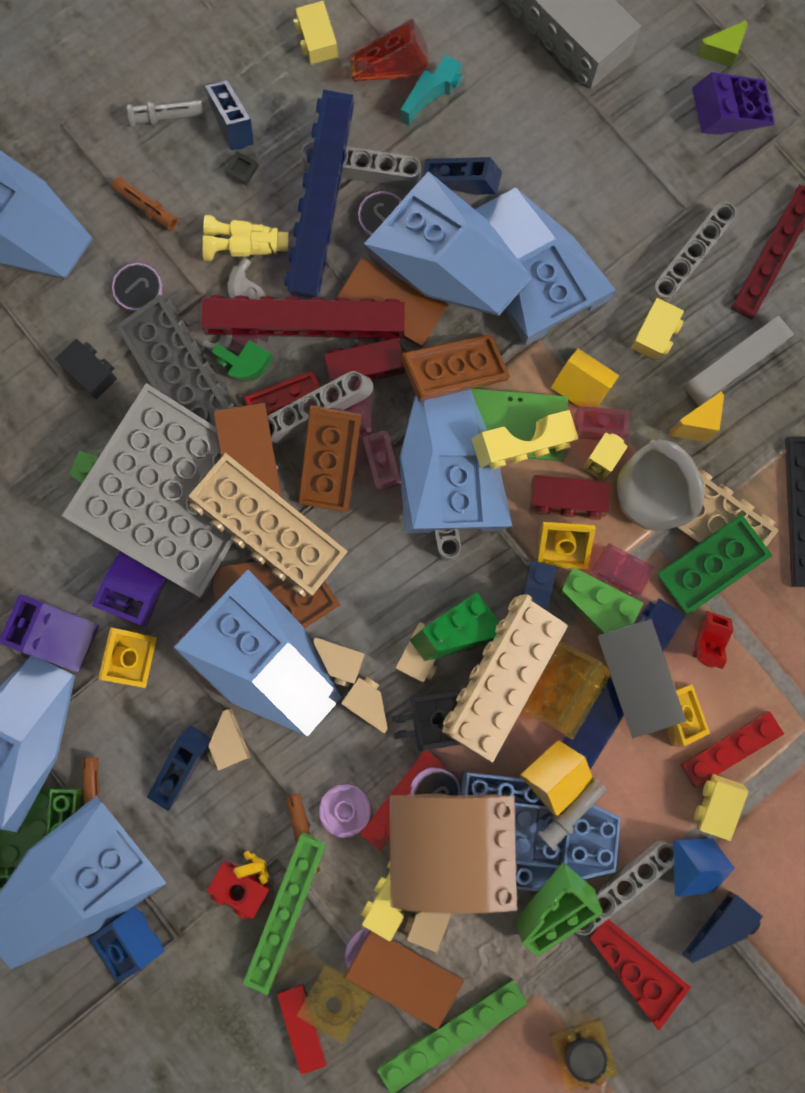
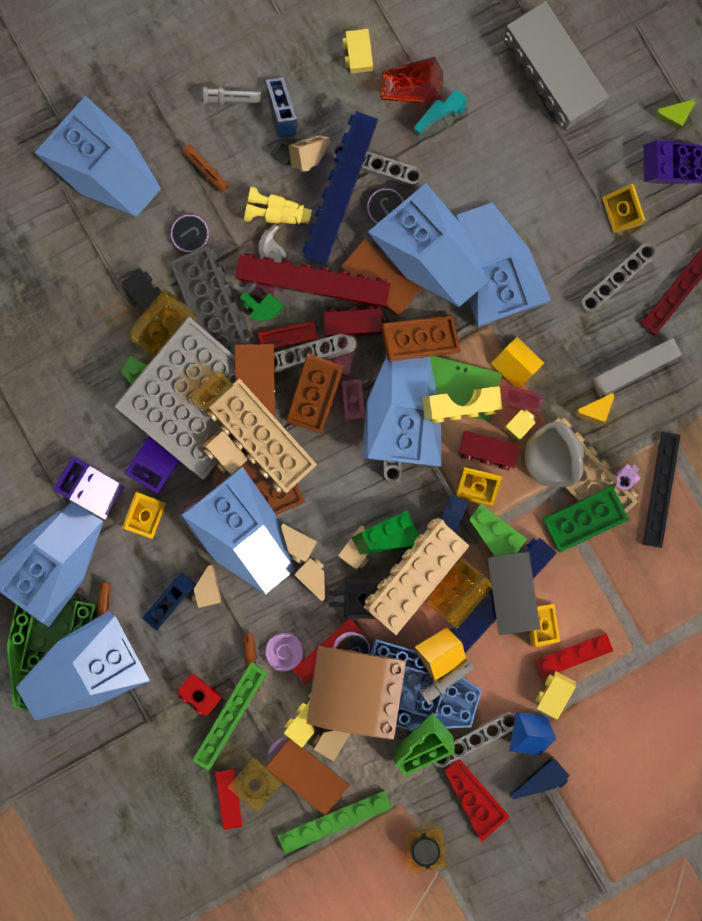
camera: 10 degrees right, 5 degrees up
(110, 399) = (159, 322): none -> clear yellow brick
(127, 944) = (113, 719): blue slope -> none
(189, 474) = (210, 390): none -> clear yellow brick
(222, 555) = (224, 452): none -> tan brick
(257, 867) = (215, 680): yellow piece -> none
(271, 162) = (308, 152): none -> tan slope
(466, 175) = (453, 186): dark blue slope -> none
(622, 570) = (518, 512): clear pink brick -> none
(657, 330) = (579, 333): light yellow brick -> none
(684, 167) = (623, 209): none -> yellow slope
(712, 640) = (574, 574): red brick -> none
(761, 498) = (627, 476): none -> lavender piece

